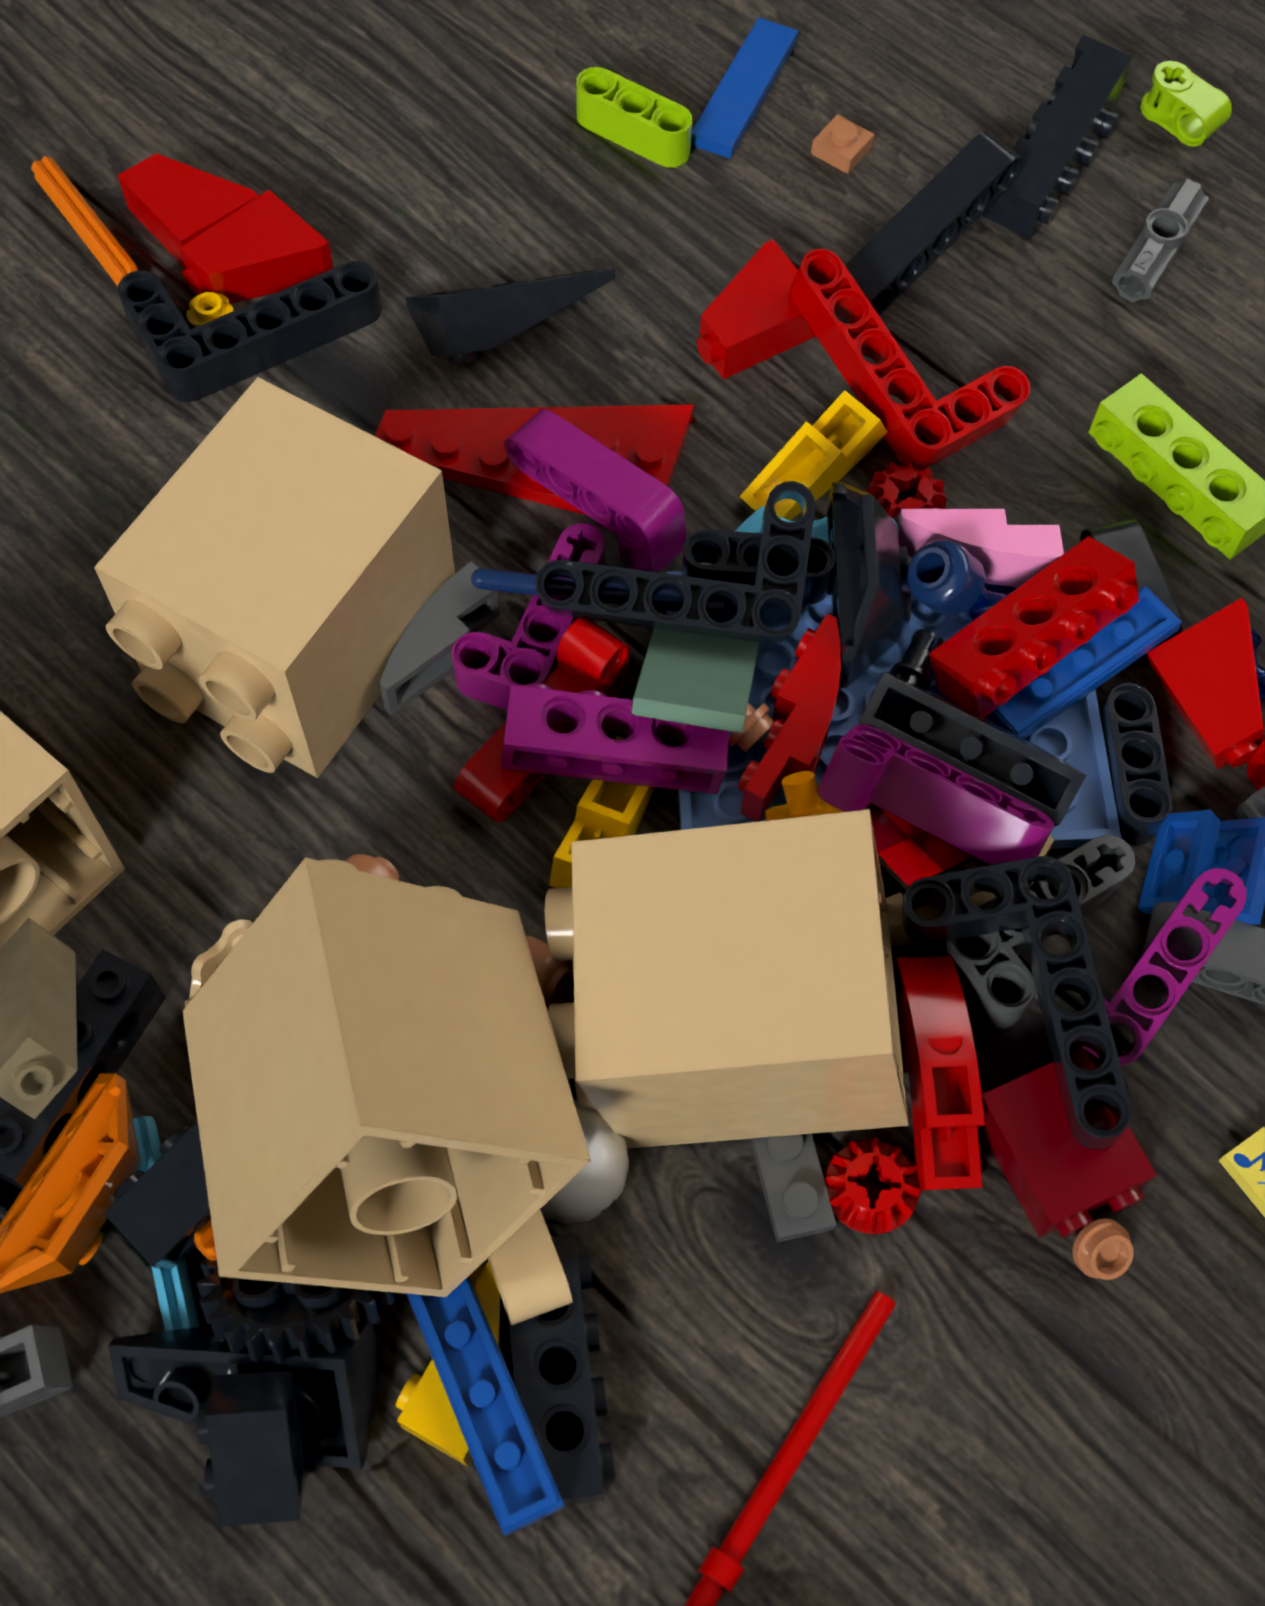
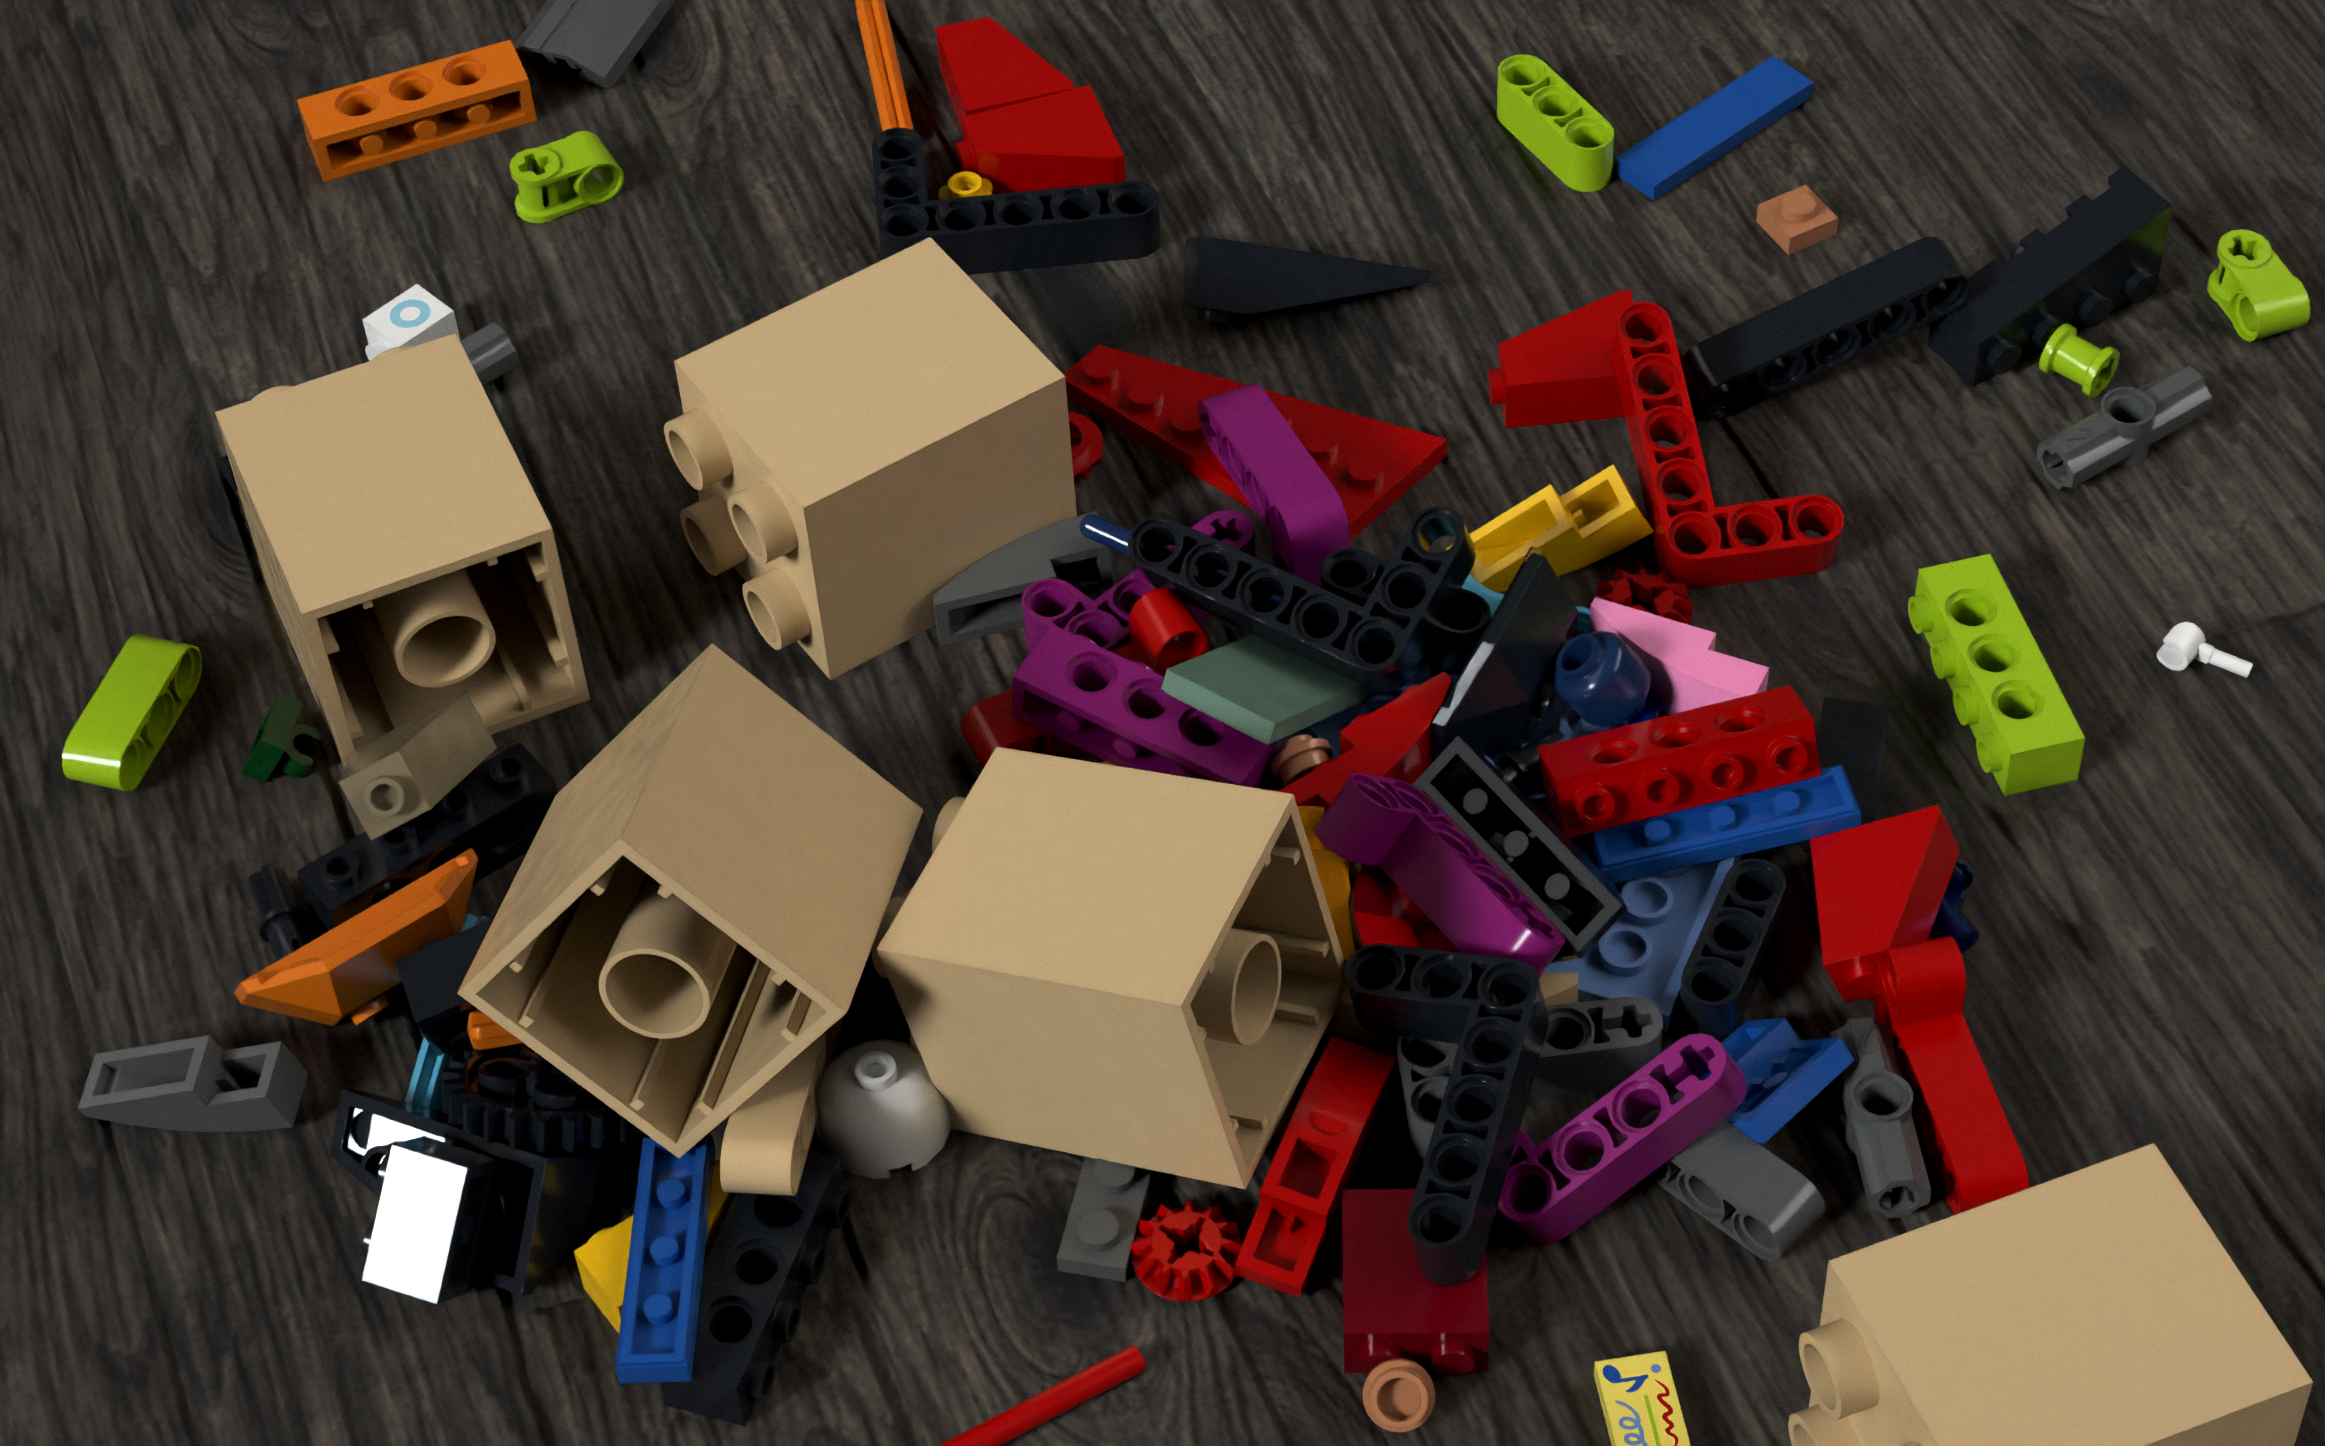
camera: 30 degrees right, 15 degrees down
(1100, 197) = (2079, 360): none -> lime bush

